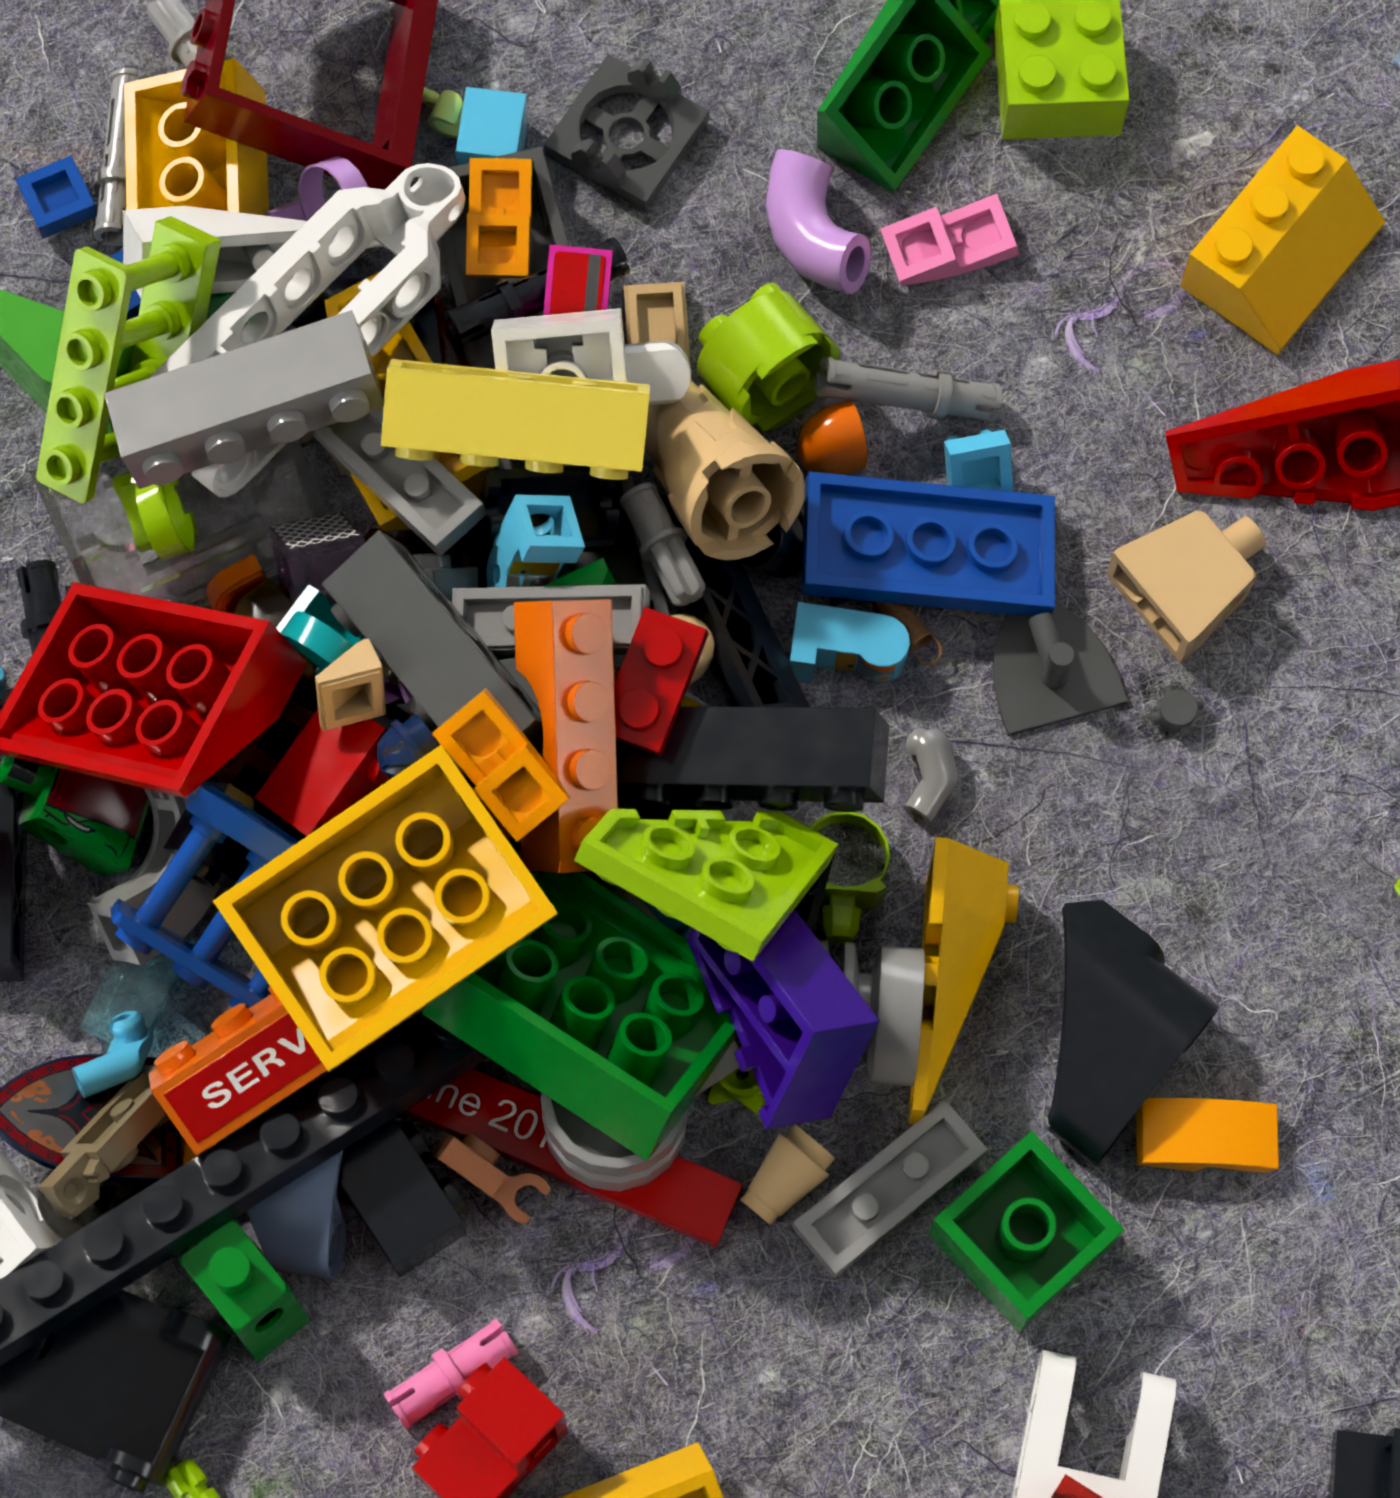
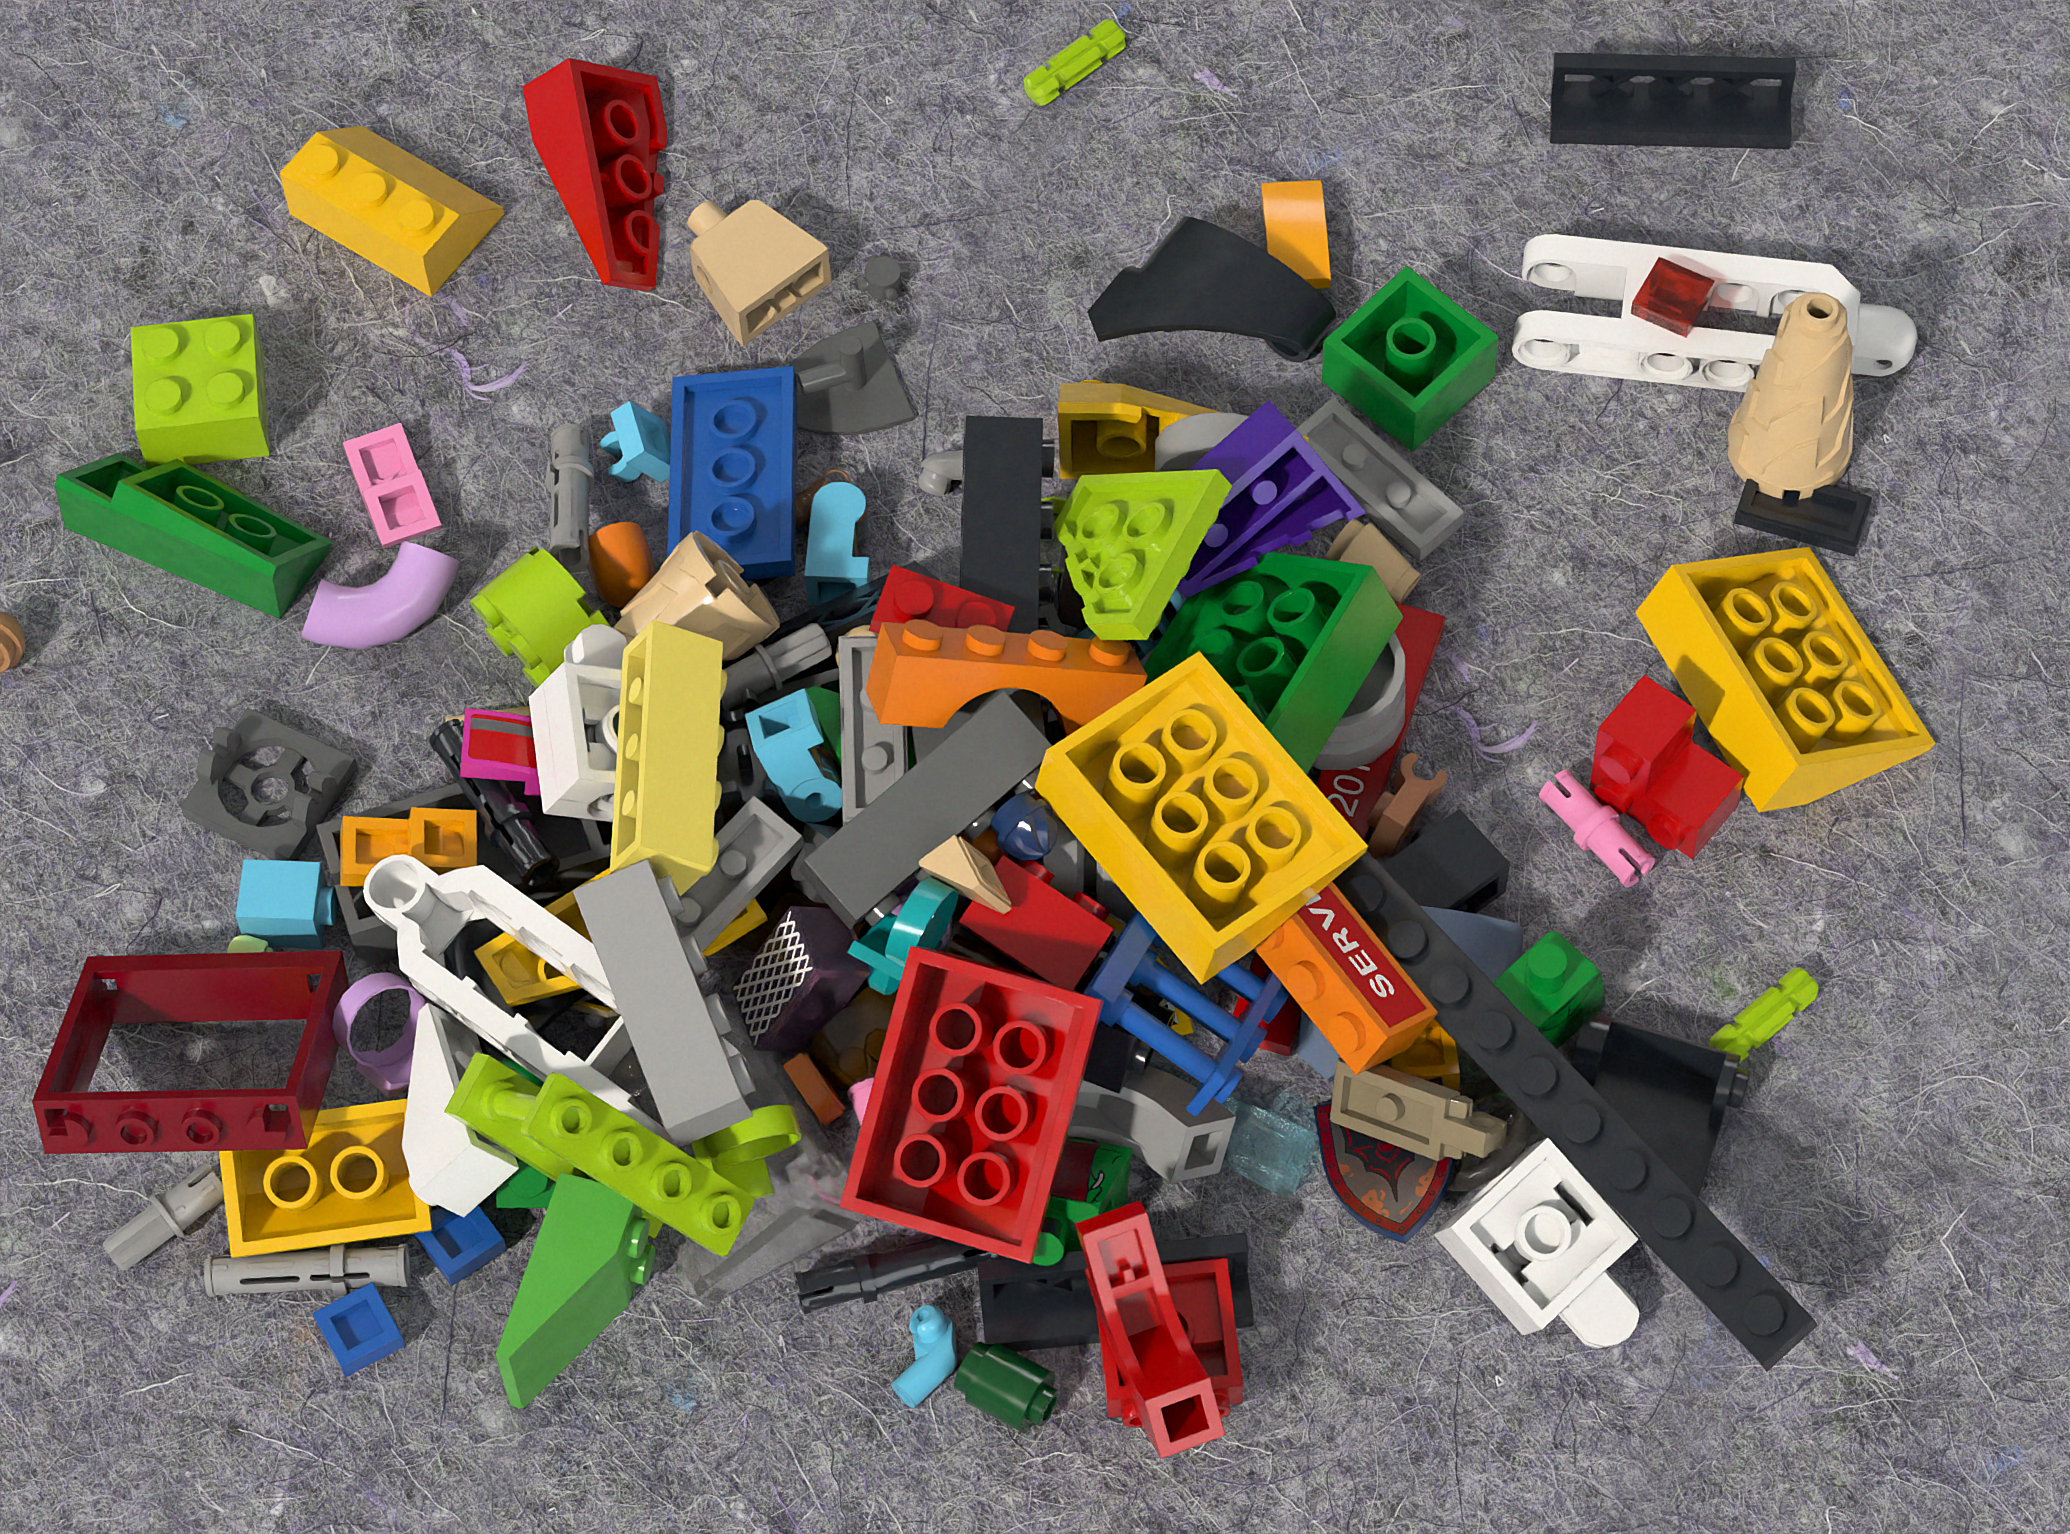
camera: 90 degrees left, 10 degrees down
(123, 1058) = (1327, 1131): medium azure arm -> none
(501, 764) = (1049, 713): light orange slope -> none

